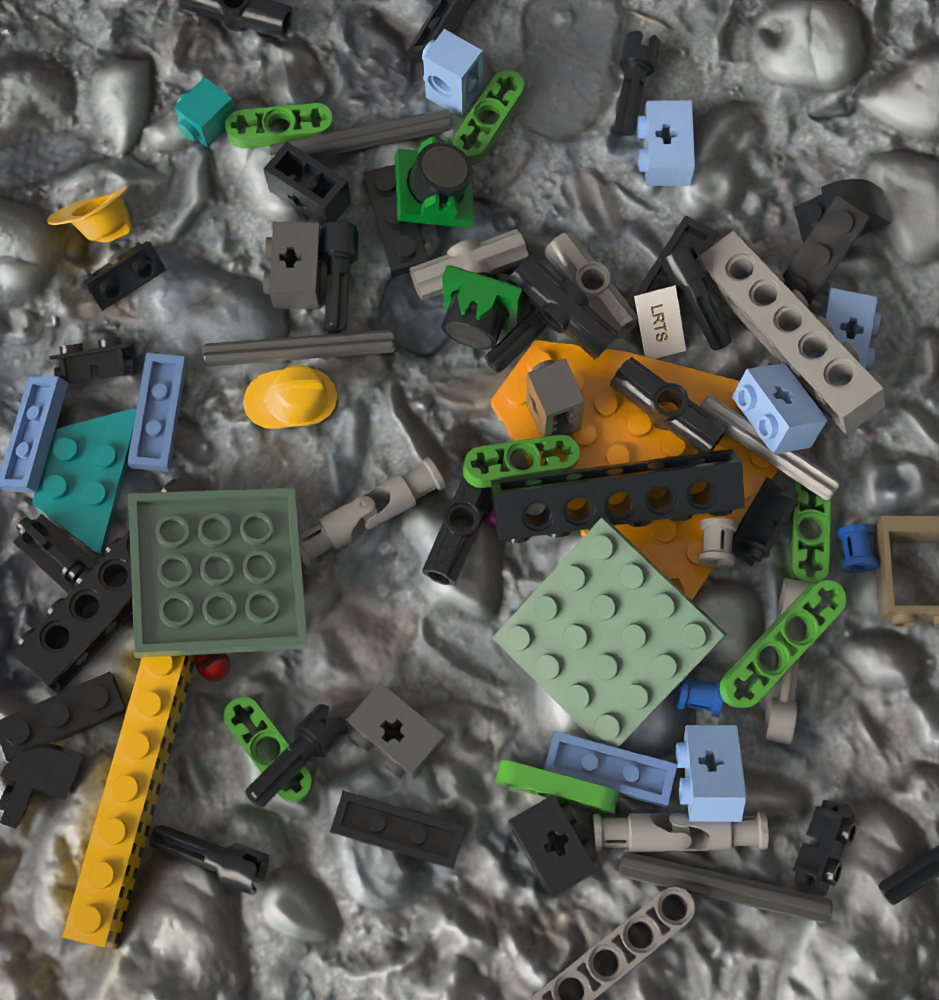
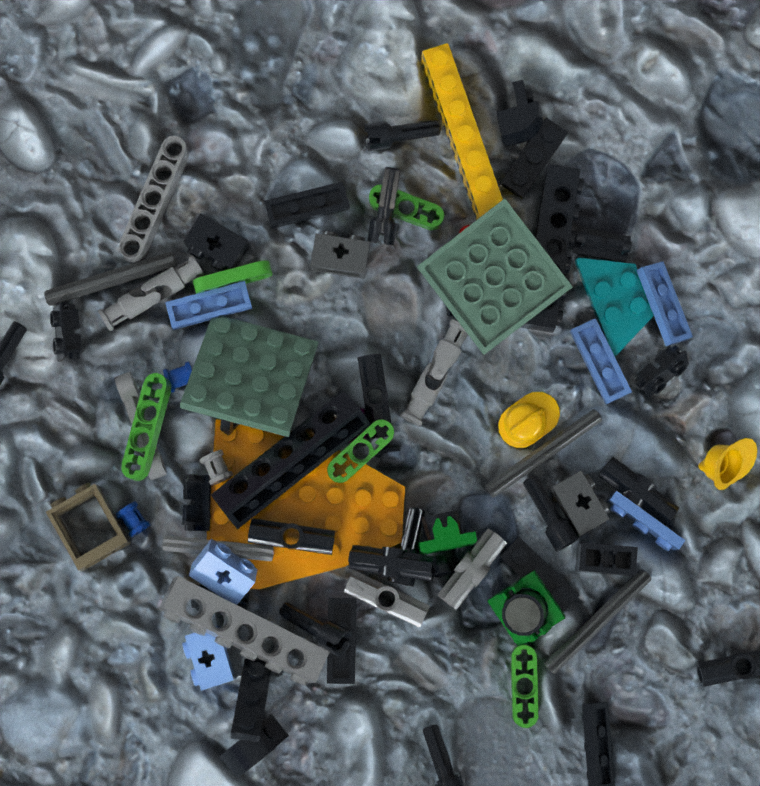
camera: 145 degrees right, 10 degrees up
(128, 274) = (687, 425): black hinge -> none
(203, 112) = (709, 575): teal brick -> none
(218, 242) = (638, 490): none -> black piece
(235, 205) = (644, 522): none -> medium blue plate
(267, 115) = (667, 580): bright green beam -> none
(453, 73) = (563, 694): light blue brick -> none
(554, 398) = (361, 494): dark grey brick -> none
(660, 323) = (329, 596): white sticker -> none
(670, 162) = (397, 749): light blue brick -> none
(712, 773) = (136, 321): light blue brick -> none
(819, 558) = (165, 495): bright green beam -> none

